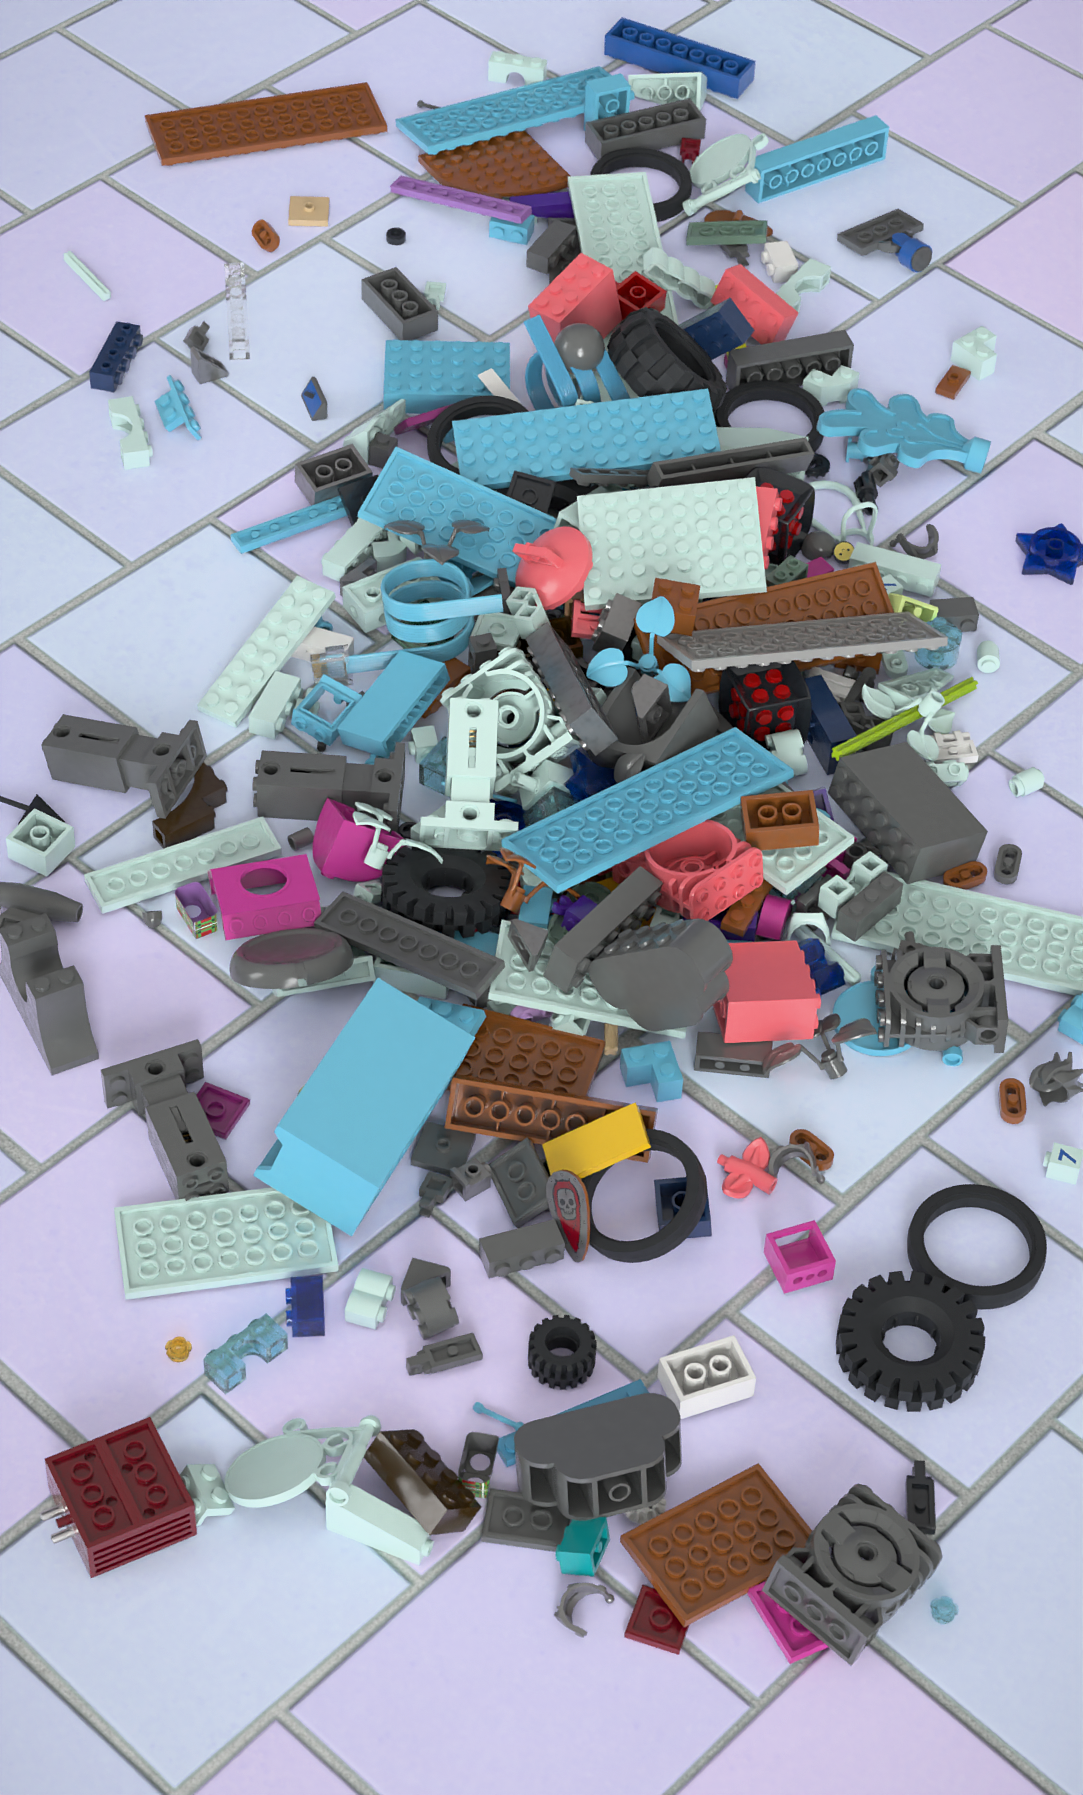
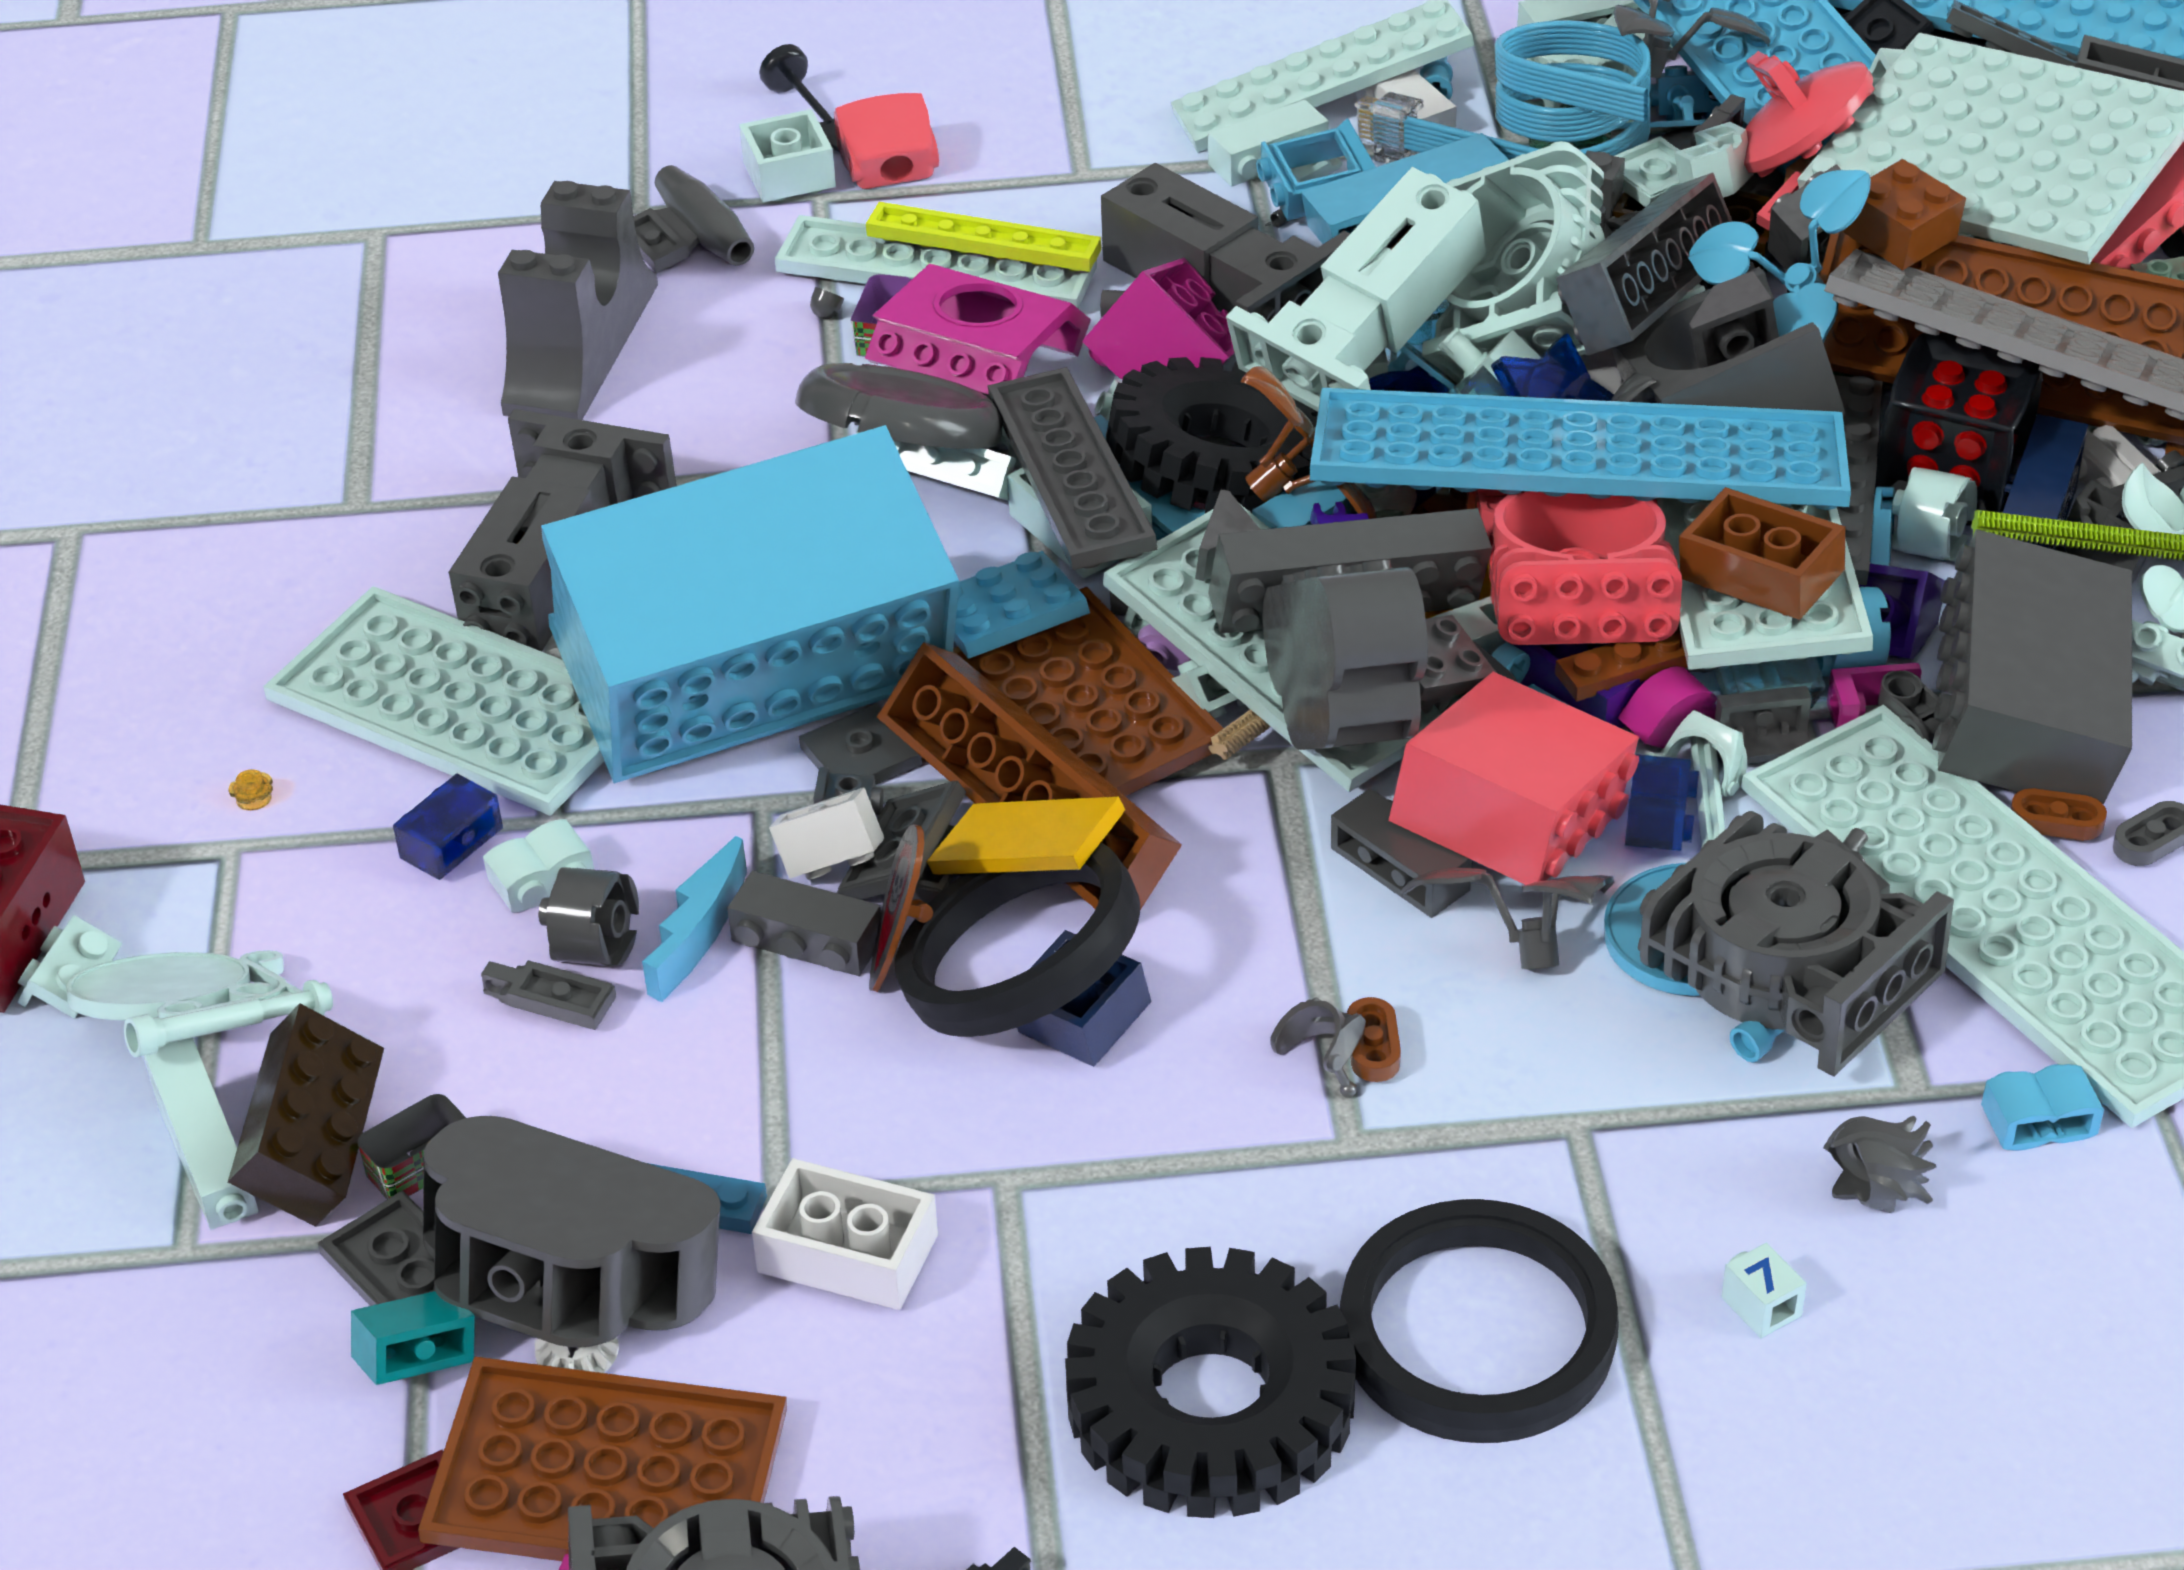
camera: 45 degrees right, 5 degrees down
(84, 804) = (886, 139): none -> coral piece
(119, 758) = (987, 113): dark grey brick -> none
(195, 813) = (1049, 200): dark brown arch -> none
(202, 837) = (984, 236): none -> neon yellow plate
(260, 1338) = (278, 834): clear light blue arch -> none
(378, 852) = (1160, 340): light aqua plant -> none
(421, 1270) = (651, 882): dark grey slope -> none
(433, 1189) = (782, 787): dark grey plate -> none
(470, 1273) = (697, 921): none -> medium azure slope
(479, 1408) = (518, 1090): medium azure hinge -> none
(493, 1199) = (827, 834): none -> white brick
(566, 1334) = (693, 1078): black tyre -> none
(571, 1597) = (312, 1403): flat silver helmet -> none
(653, 1065) = (1260, 804): medium azure brick -> none
(748, 1171) = (1241, 1014): coral plant -> none
(802, 1261) = (1167, 1173): dark pink piece -> none
(839, 892) = (1864, 723): light aqua arch -> none
(869, 906) = (1829, 762): dark grey brick -> none
(1012, 1103) = (1770, 1163): dark orange plate -> none

